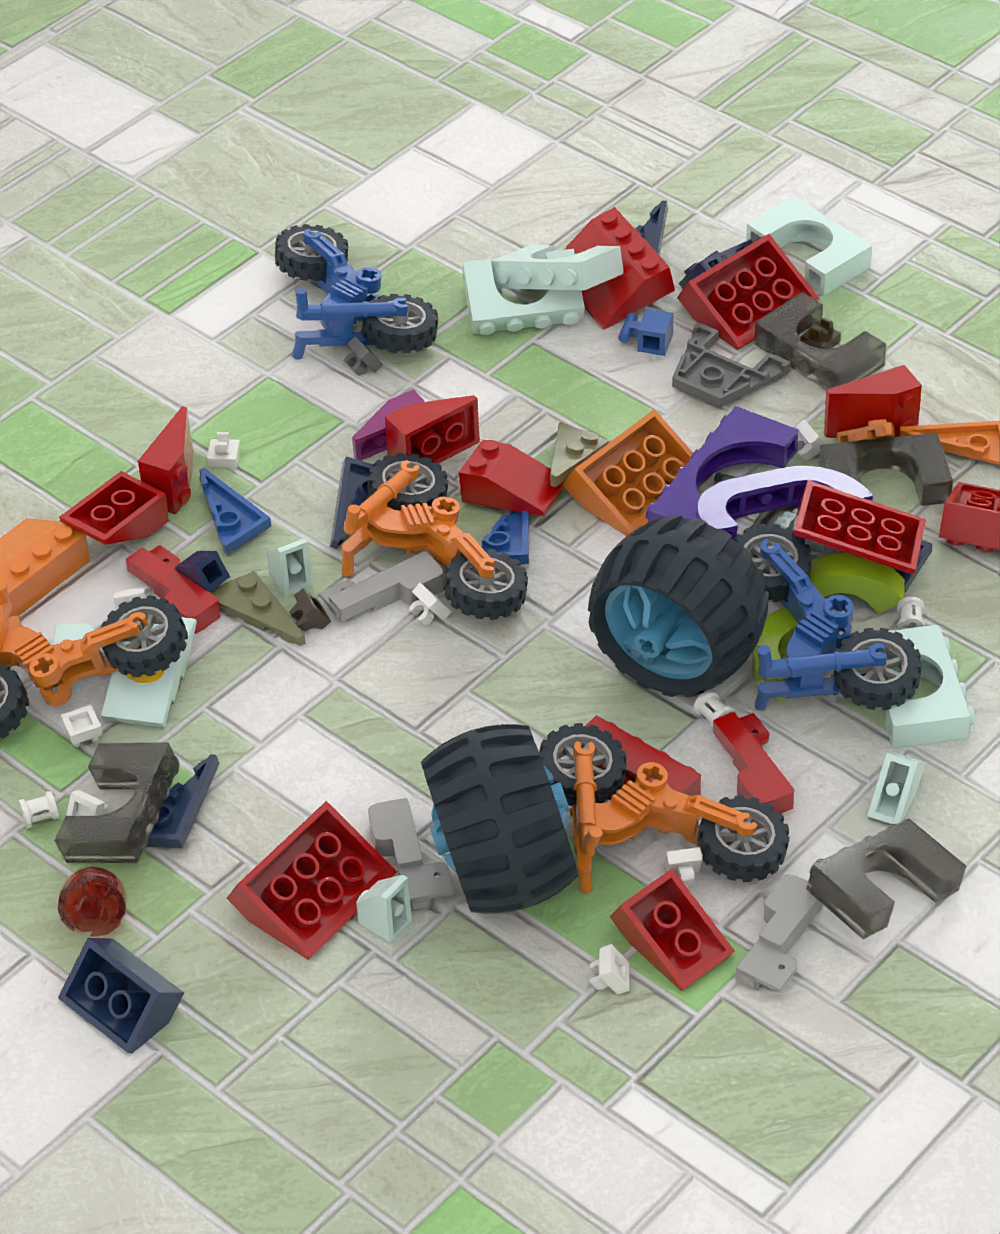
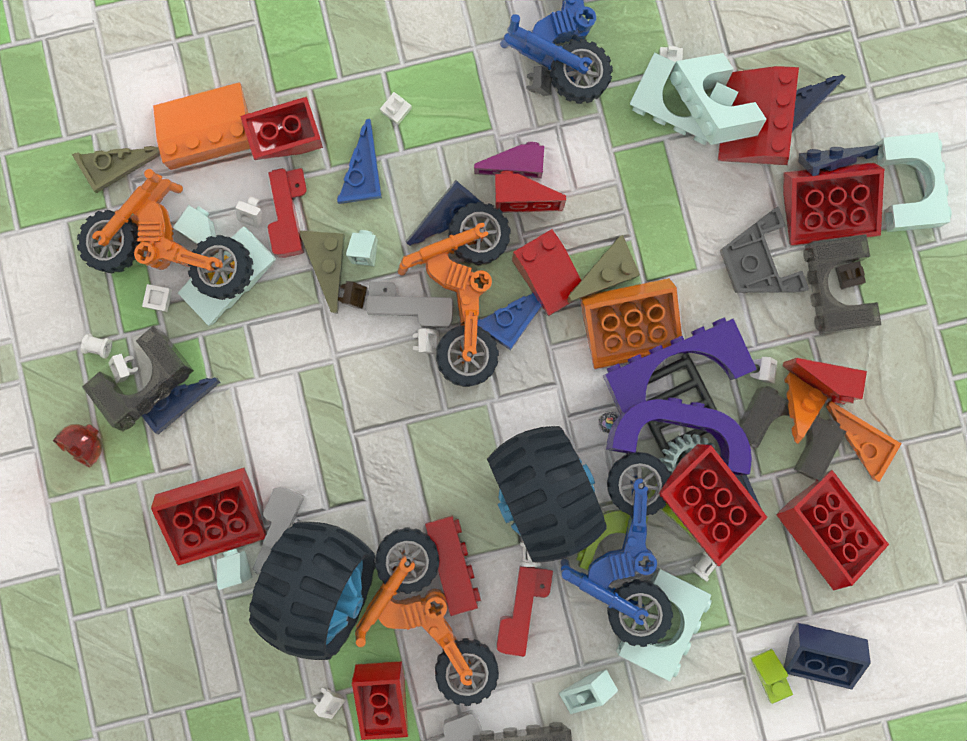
camera: 35 degrees right, 40 degrees up
(119, 993) = (57, 521): dark blue slope -> none
(170, 461) = (347, 106): red slope -> none
(204, 569) = (307, 217): dark blue brick -> none
(652, 333) = (742, 193): blue brick -> none
(684, 863) = (423, 658): white tile -> none

